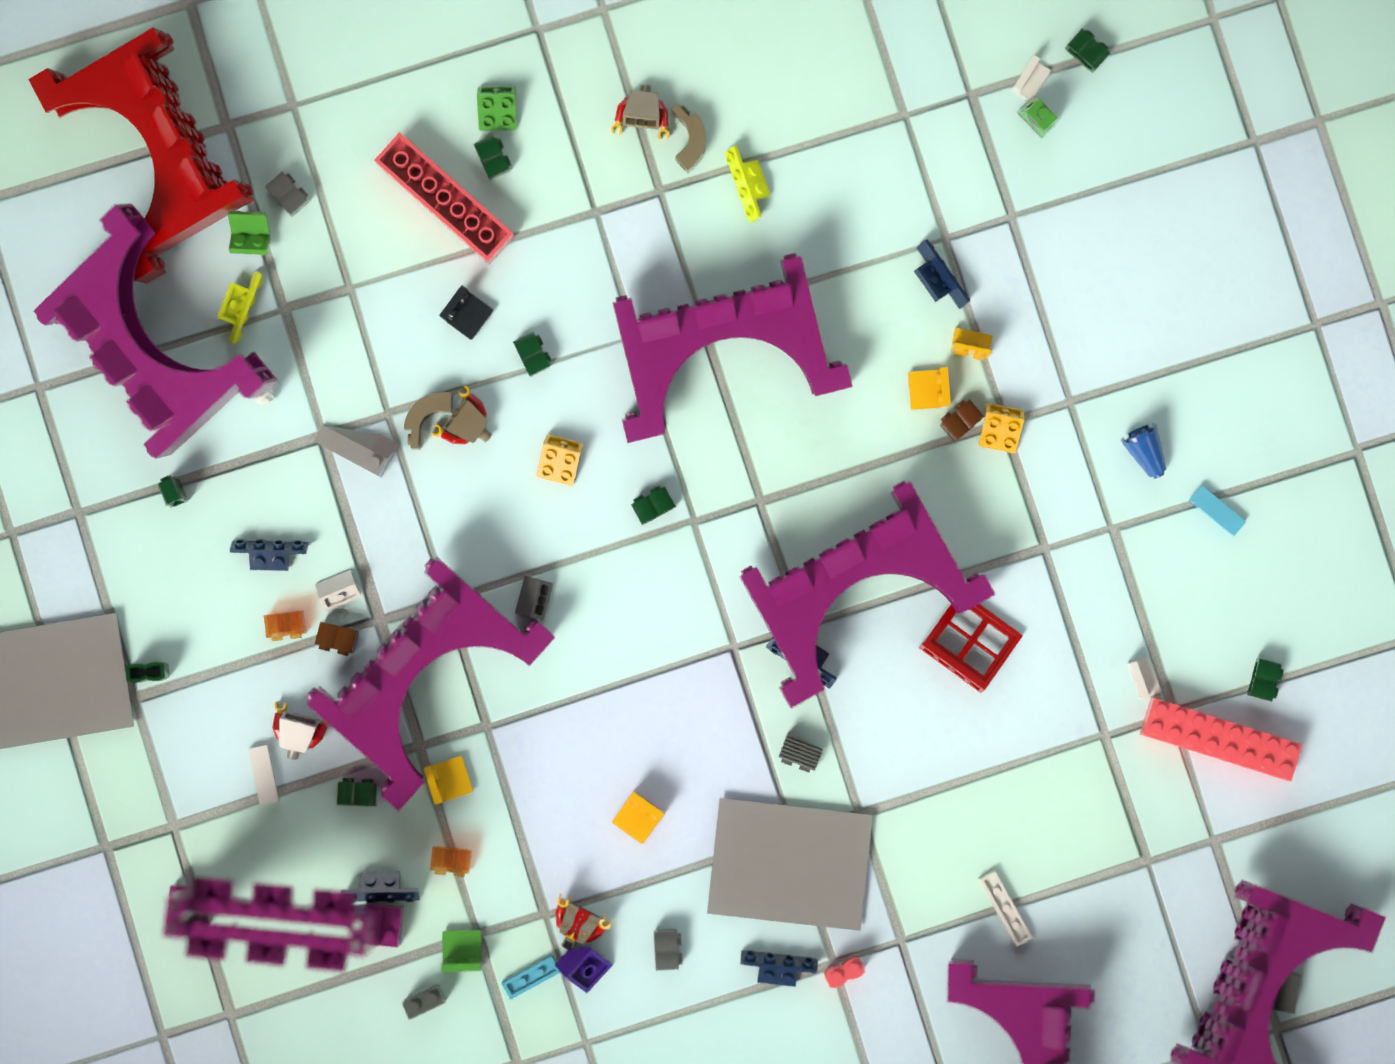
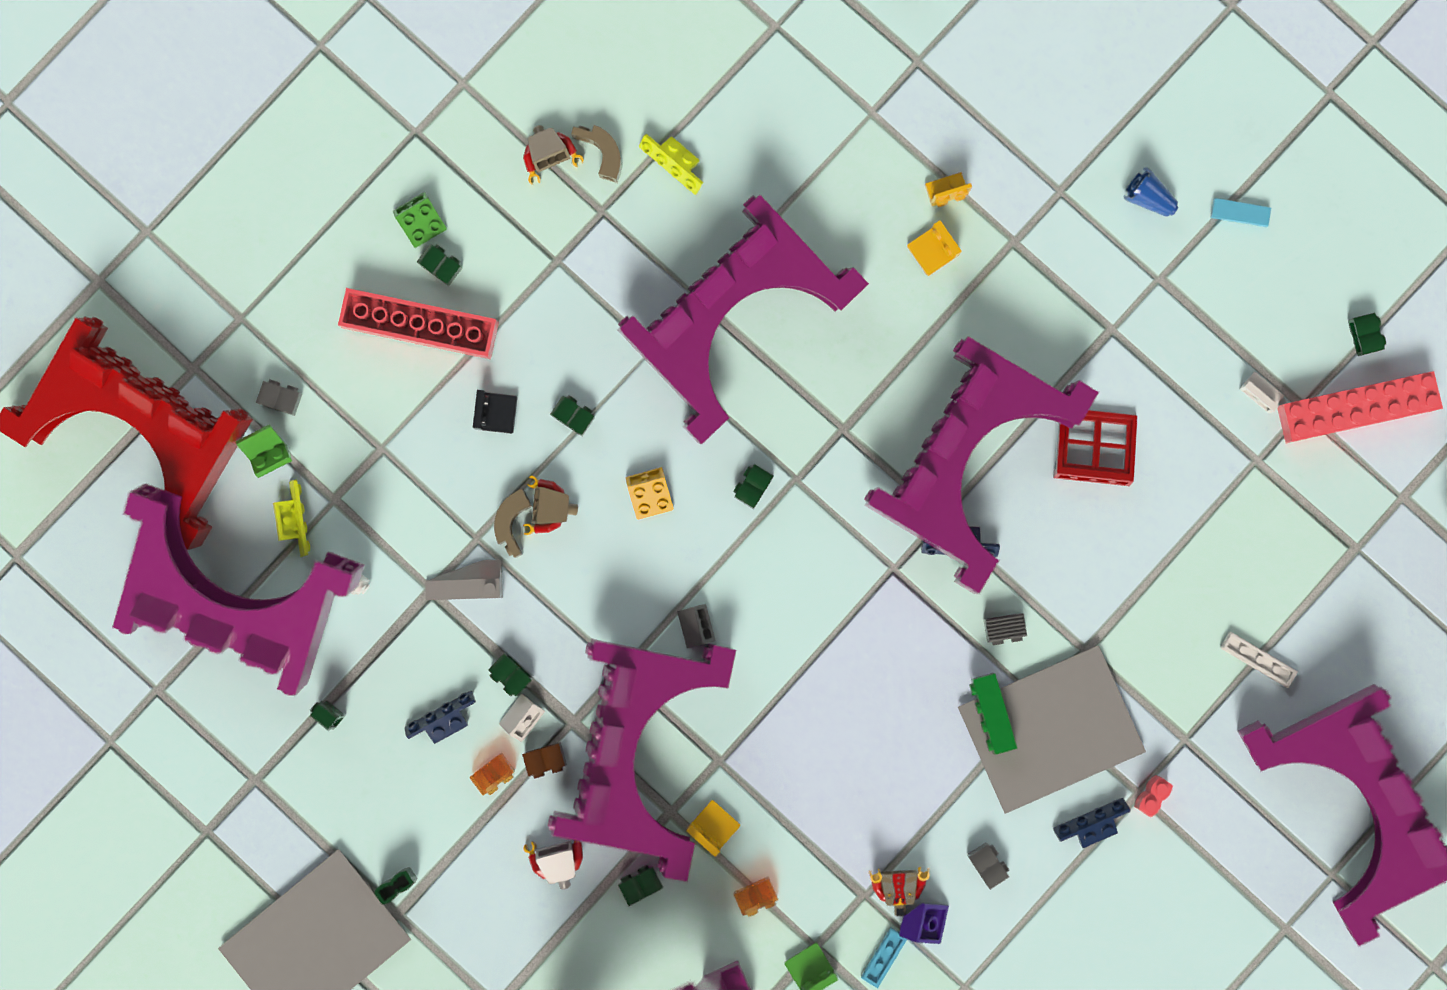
camera: 25 degrees left, 0 degrees up
(263, 775) = (549, 916): white tile -> none
(349, 548) = (510, 675): none -> dark green brick
(383, 887) = (708, 955): dark blue bracket -> none
(638, 817) = (897, 764): yellow bracket -> none
(746, 821) = (993, 713): none -> green brick
(937, 276) = (886, 148): dark blue bracket -> none
(961, 420) = (977, 260): reddish brown brick -> none
(1001, 428) = (1015, 246): yellow bracket -> none

